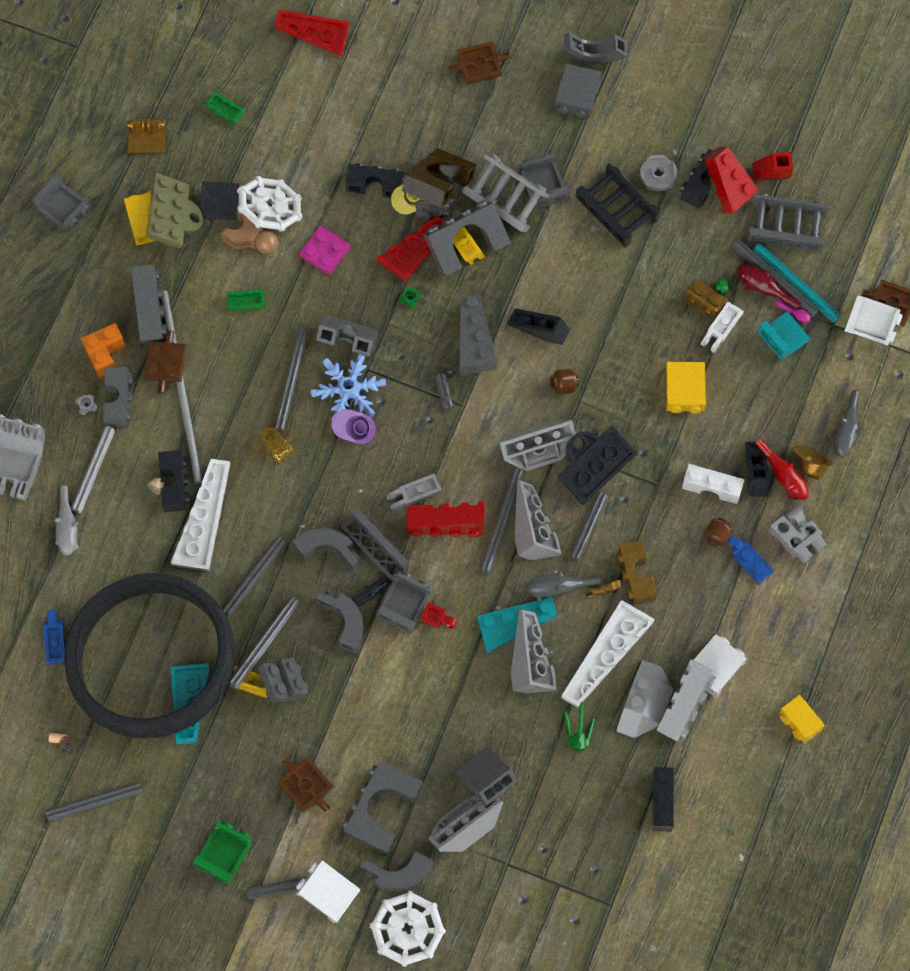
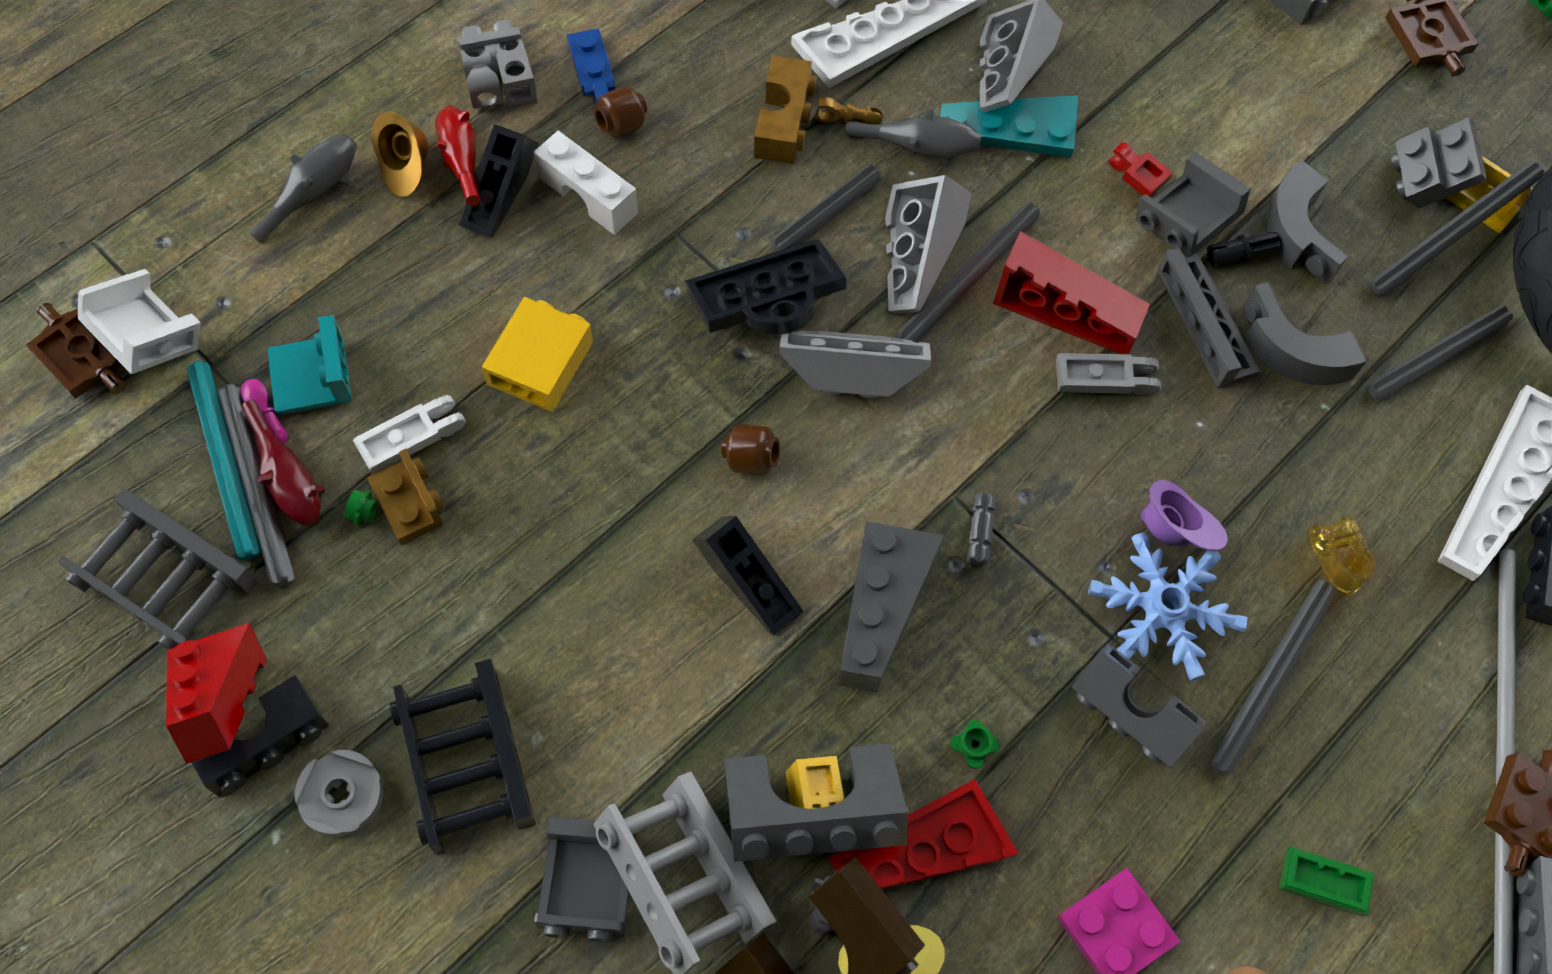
camera: 160 degrees left, 5 degrees down
(773, 167) = (104, 693): red slope -> none

